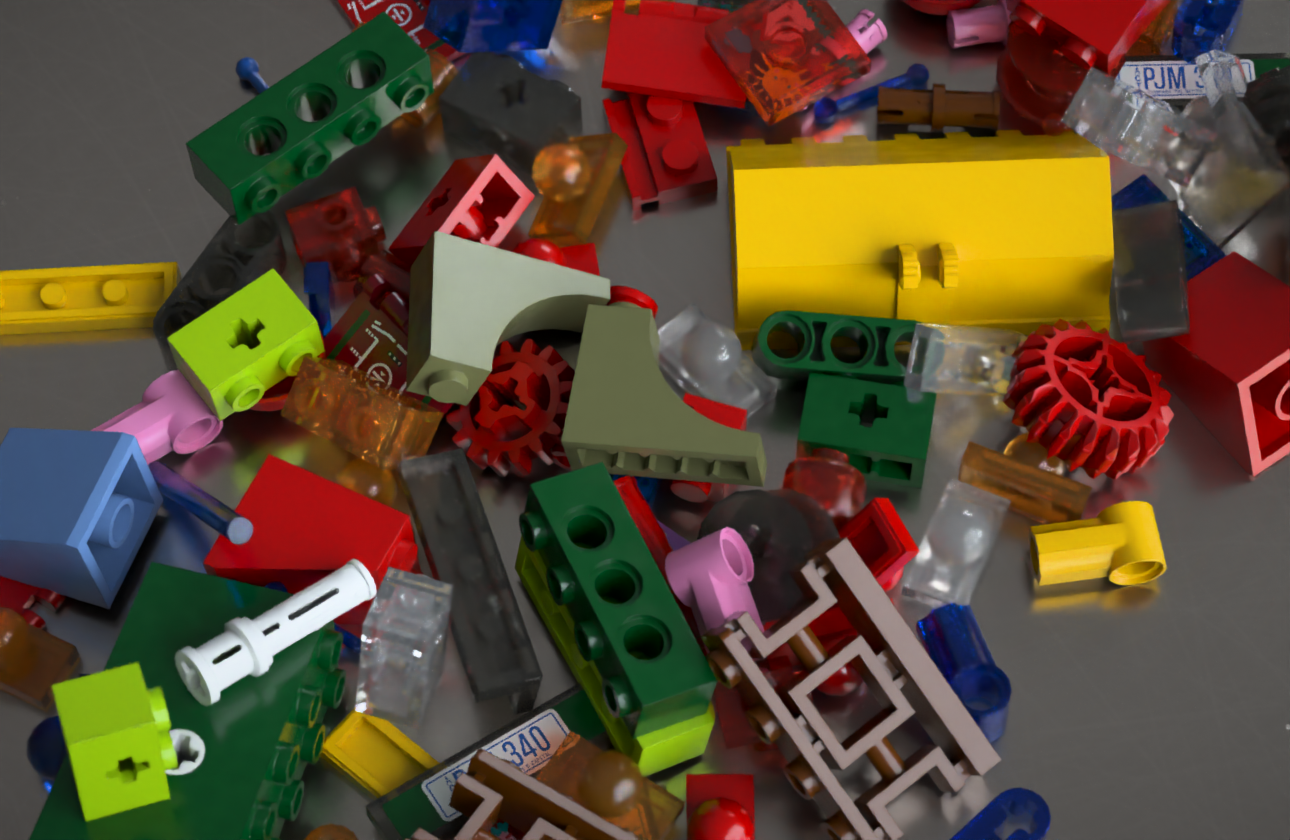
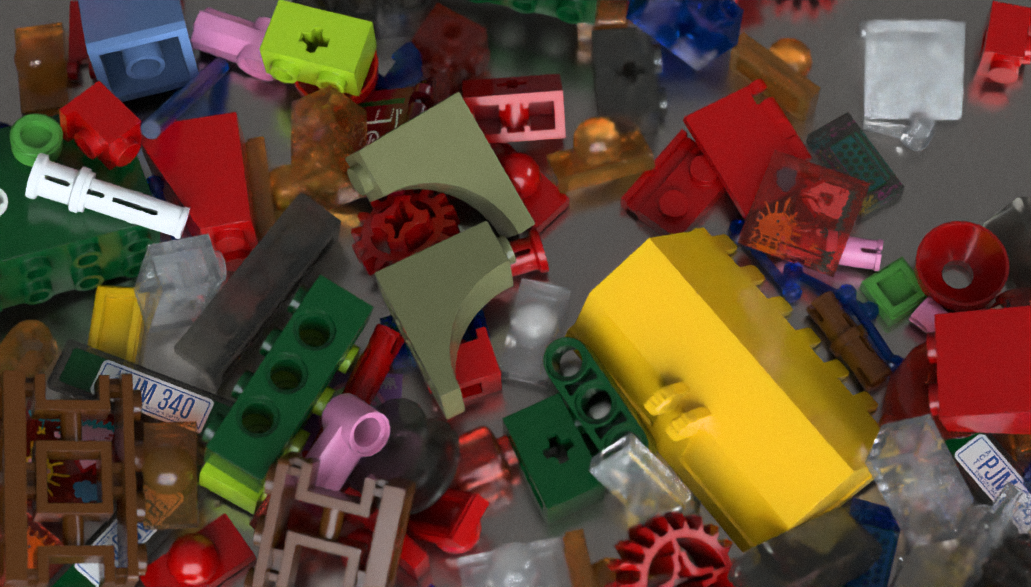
camera: 55 degrees right, 5 degrees up
(150, 647) = (34, 135): none -> bright green tile
(190, 580) = (102, 126): none -> red brick
(747, 125) = (791, 291): none -> clear blue hinge
(891, 76) = (847, 294): none -> clear blue hinge
(915, 39) = (894, 291): none -> bright green tile

